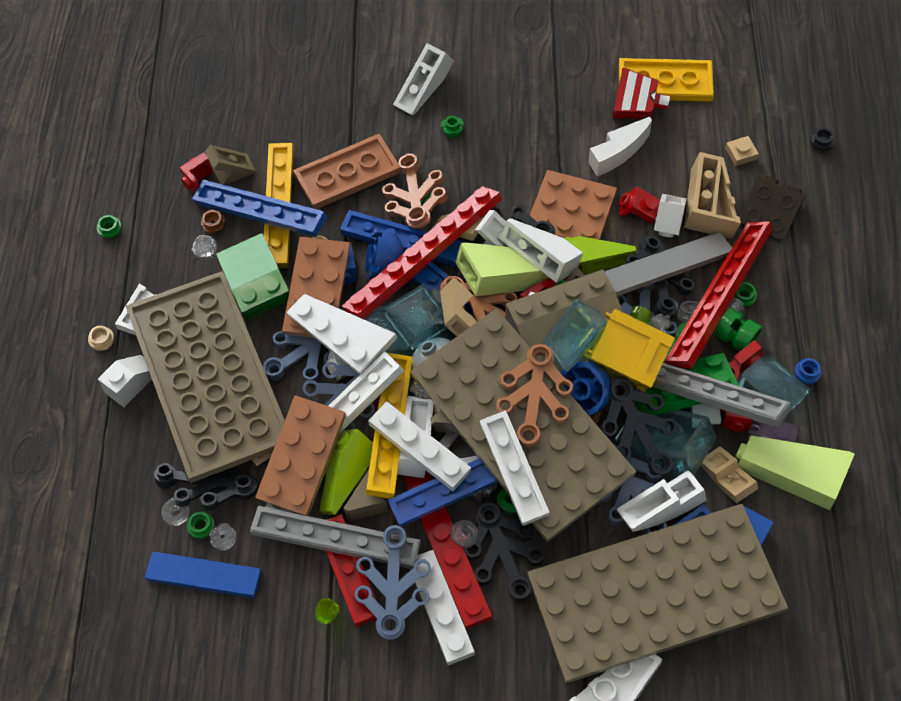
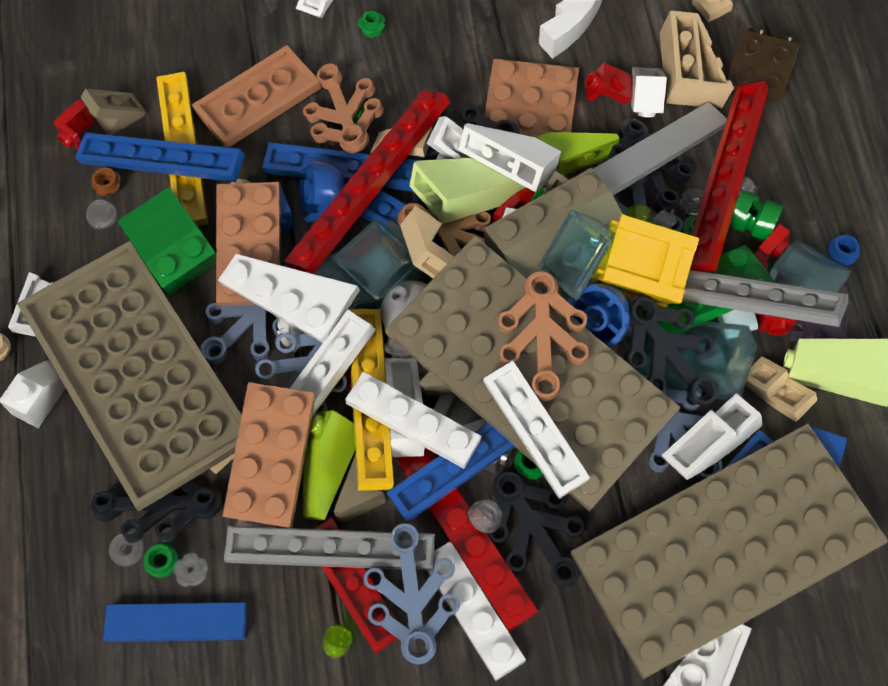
camera: 10 degrees left, 5 degrees up
(748, 290) = (758, 167): green plate -> none

